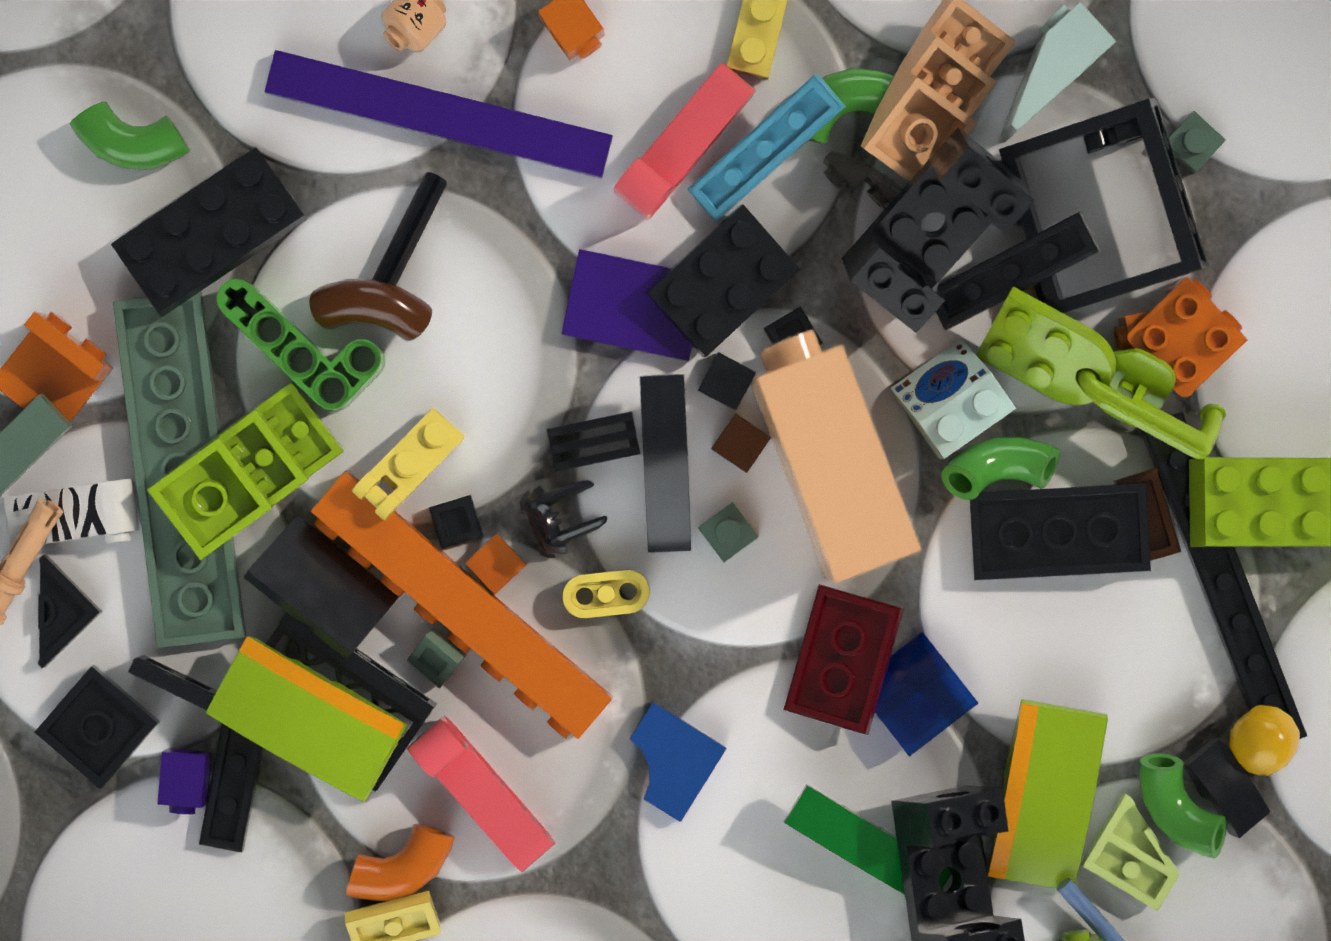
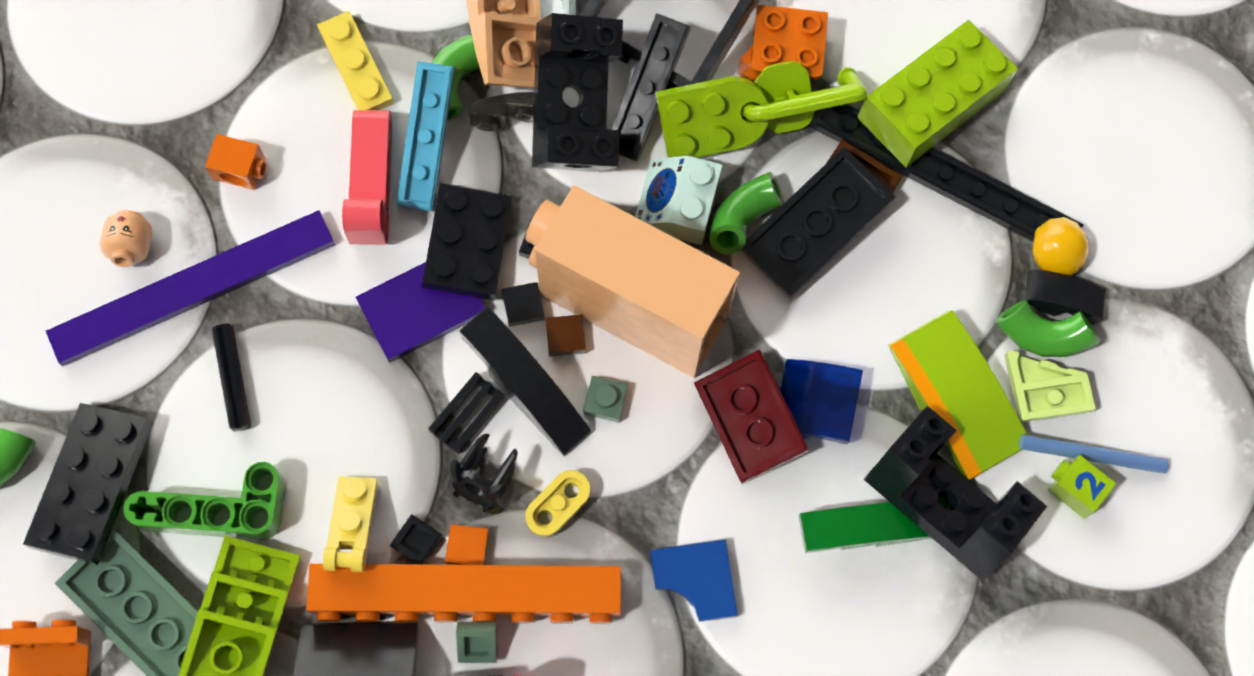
camera: 40 degrees left, 15 degrees down
(370, 303) = (237, 439): reddish brown cylinder -> none

